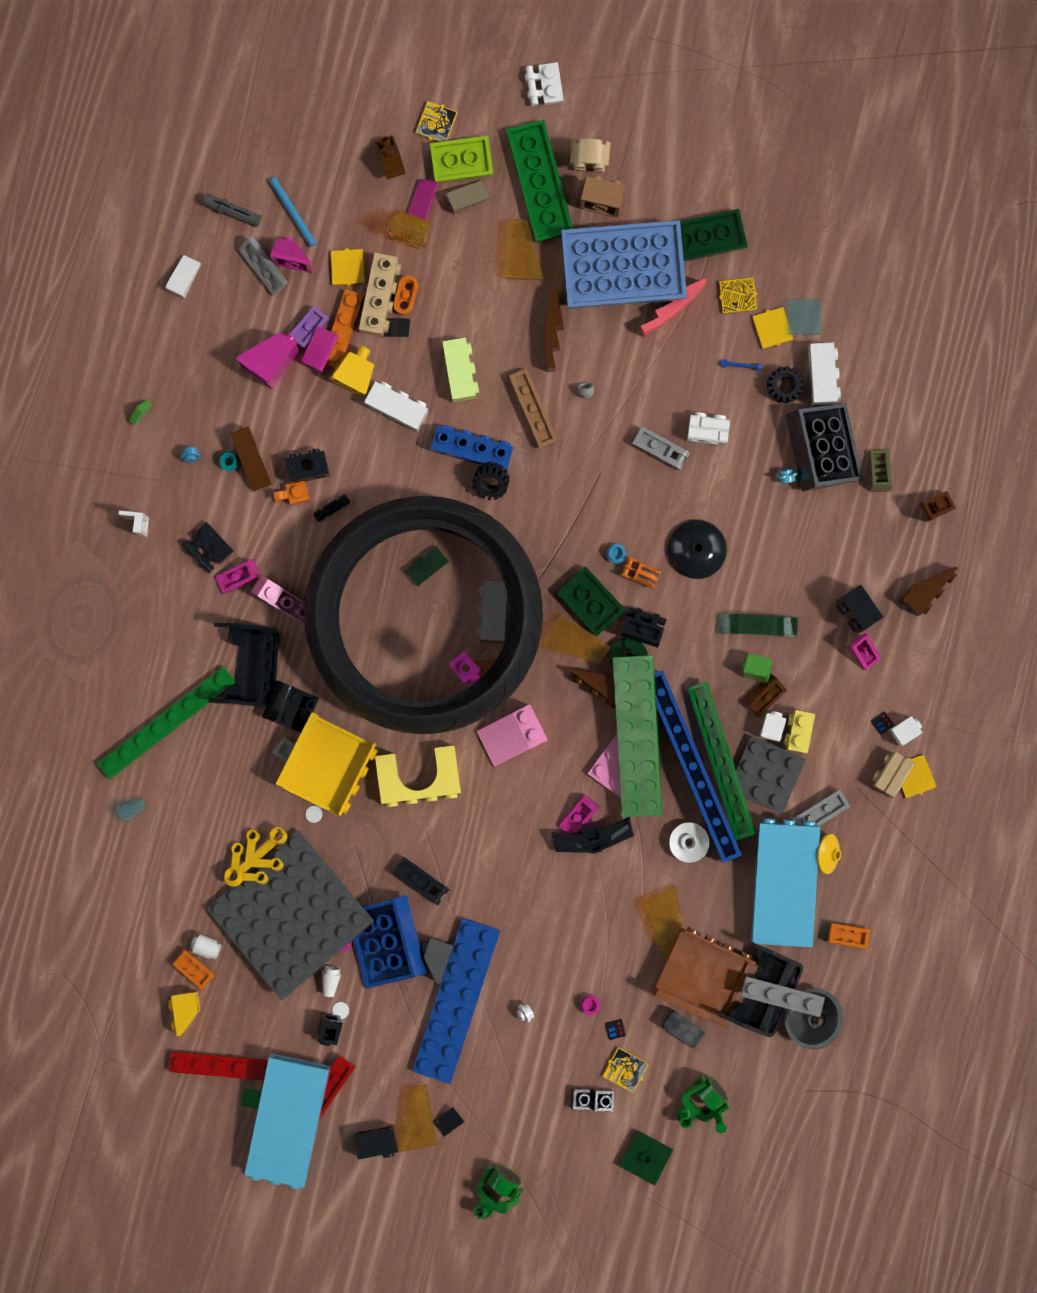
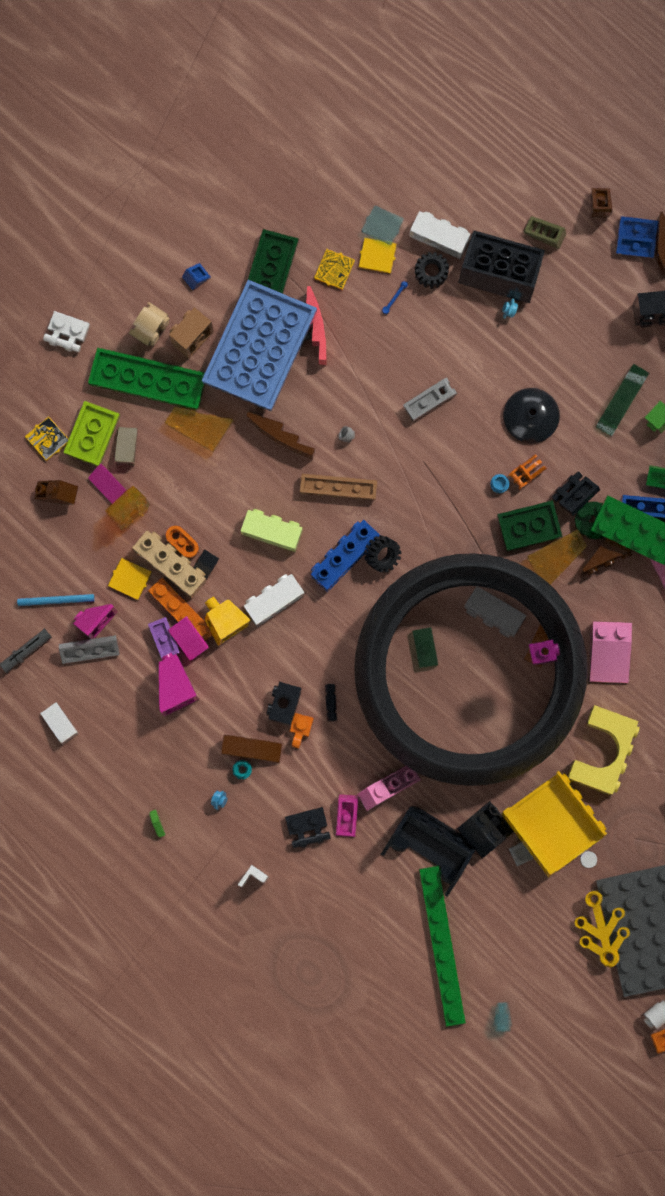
camera: 60 degrees left, 5 degrees down
(661, 172) = (195, 276): none -> blue slope
(708, 429) = (435, 352): white brick -> none
(922, 558) = (636, 237): none -> blue slope

